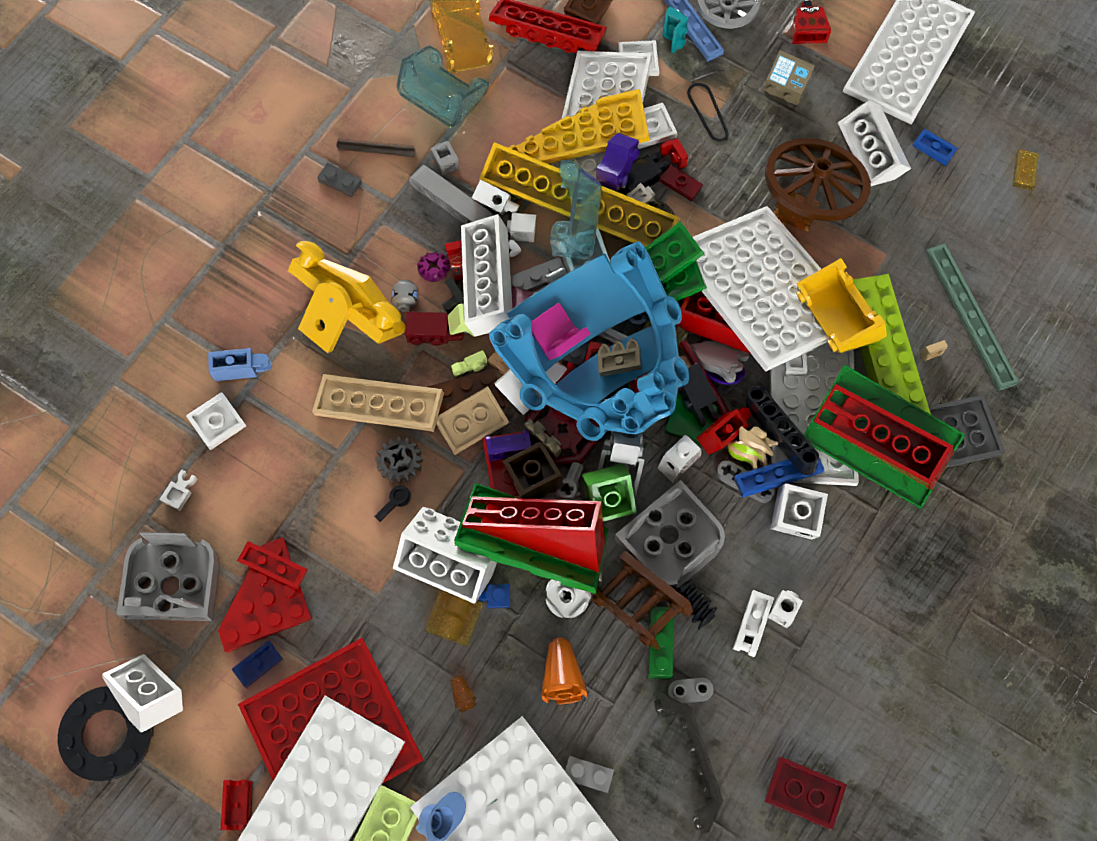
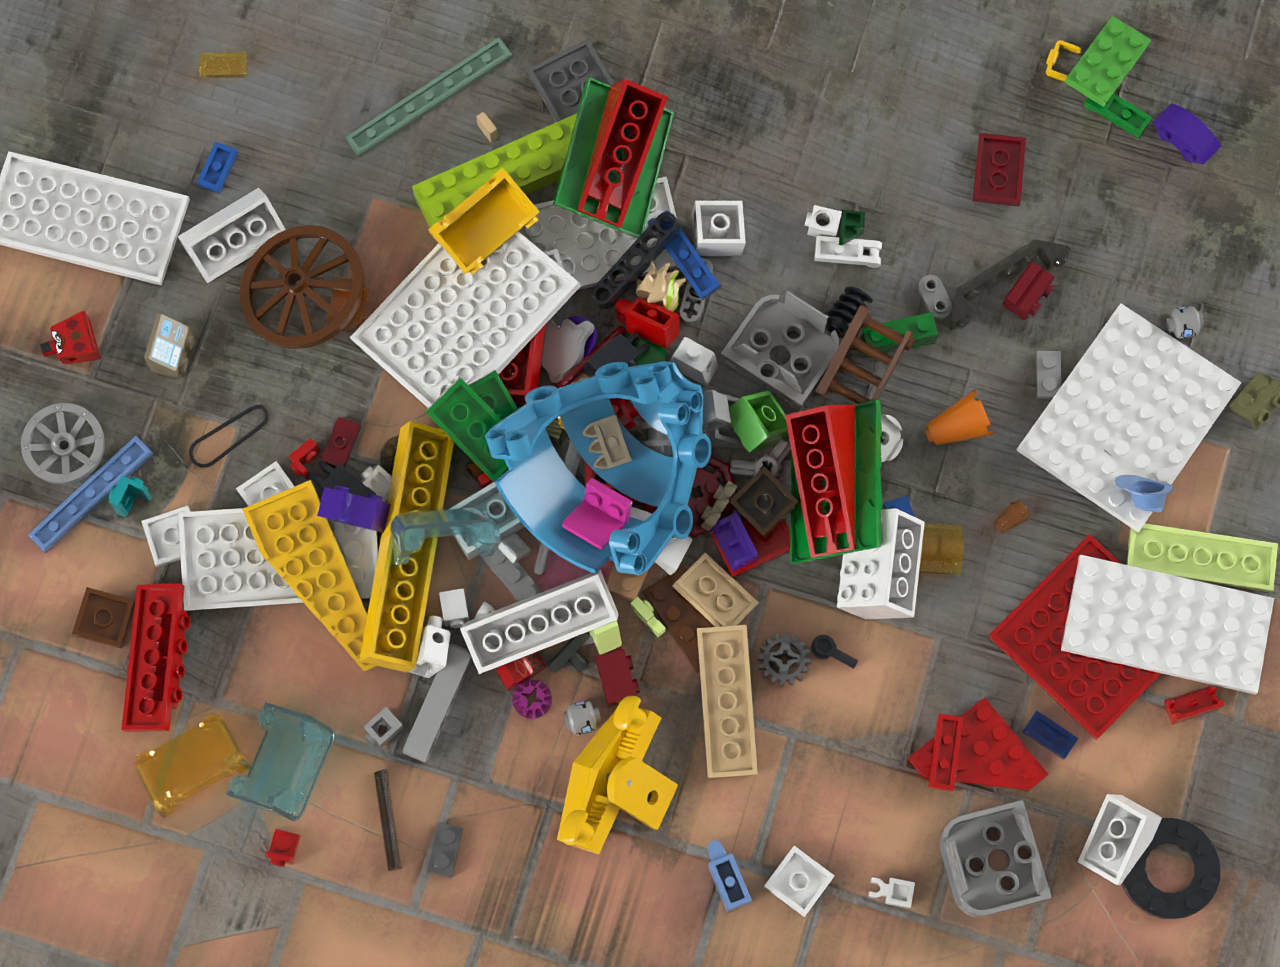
camera: 105 degrees left, 5 degrees up
(379, 77) = (283, 848): none -> red bracket
(674, 781) = (1028, 291): none -> dark red brick
(777, 632) = (851, 225): none -> dark green tile

